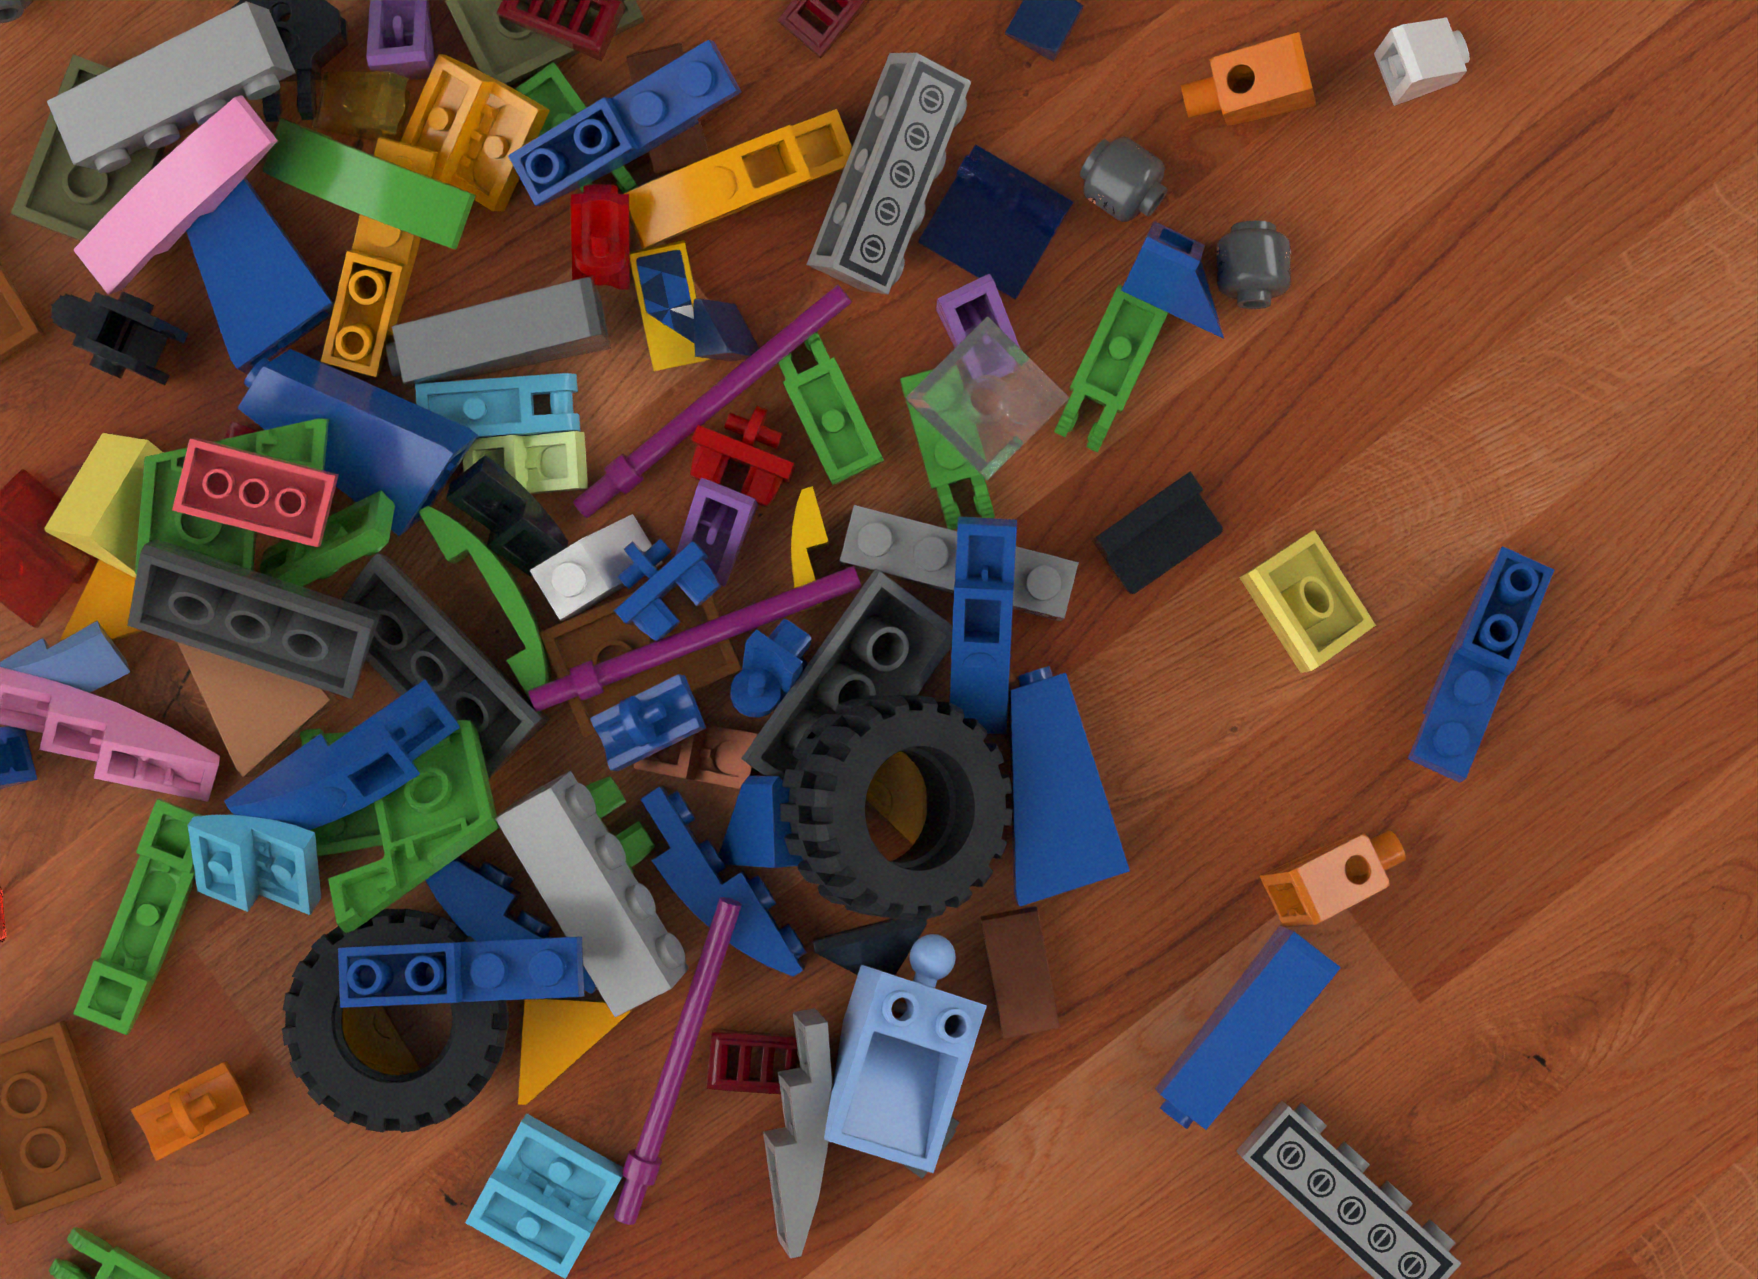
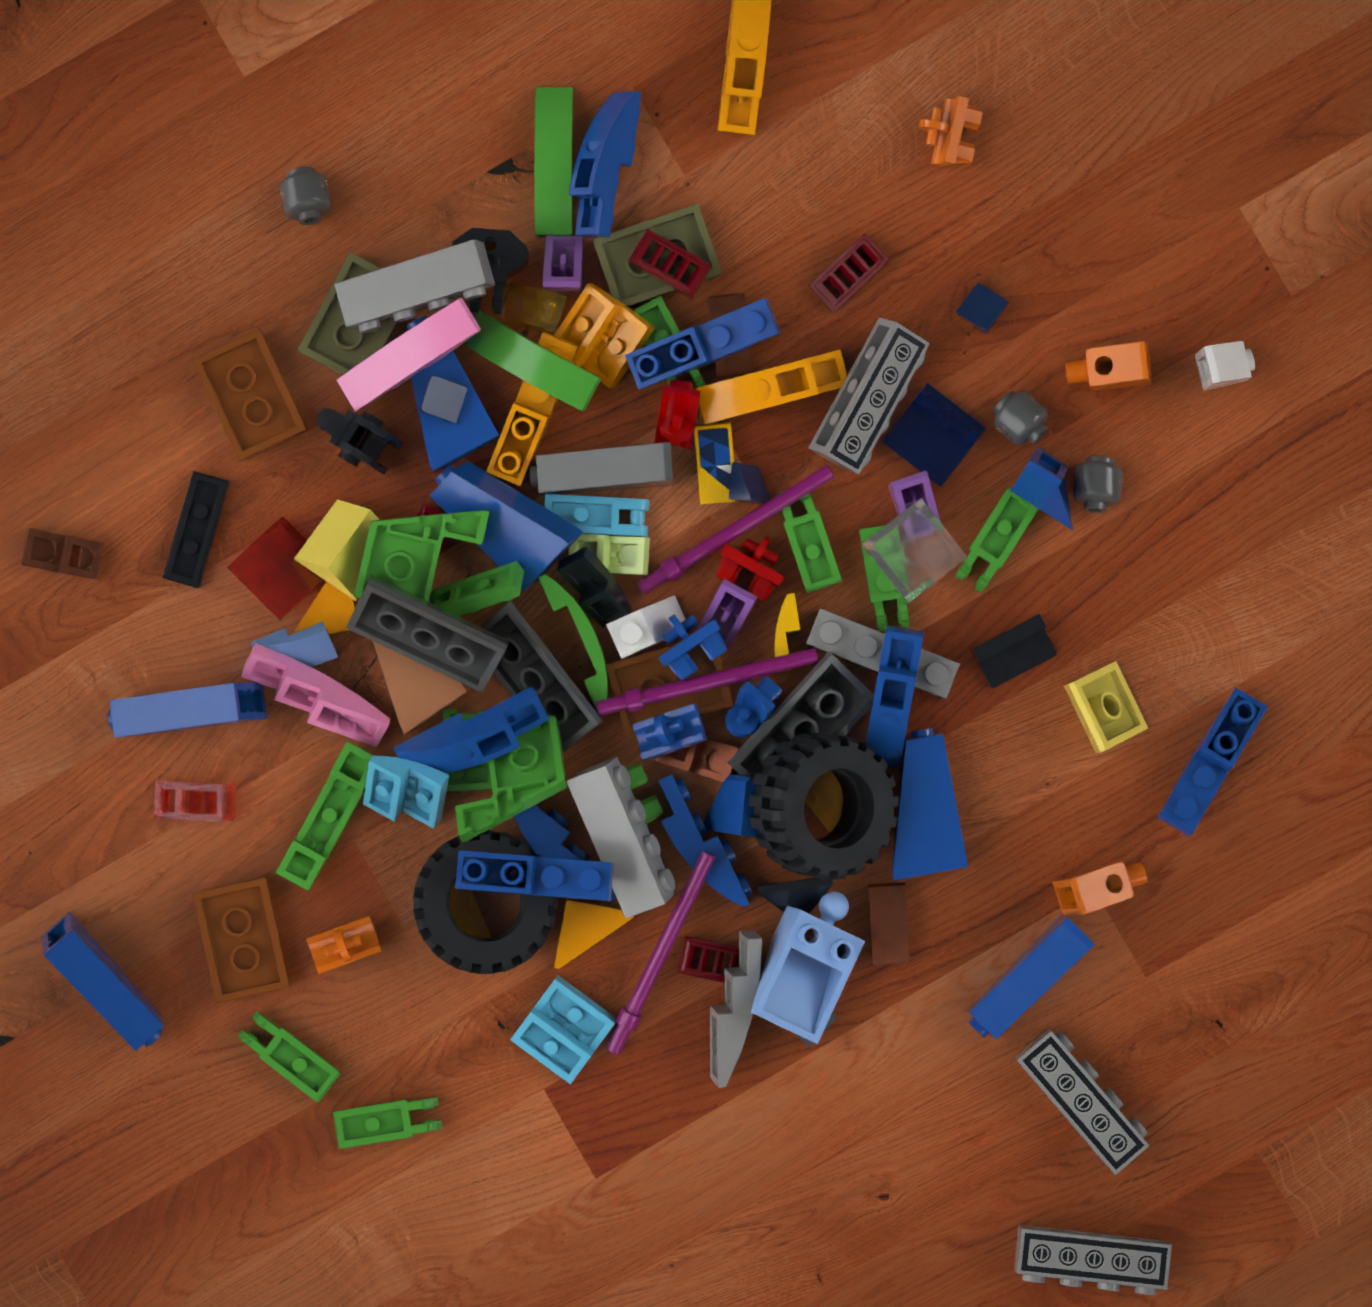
camera: 15 degrees right, 0 degrees up
(236, 257) = (443, 399): none -> dark blue slope
(255, 492) = (440, 553): coral piece -> none

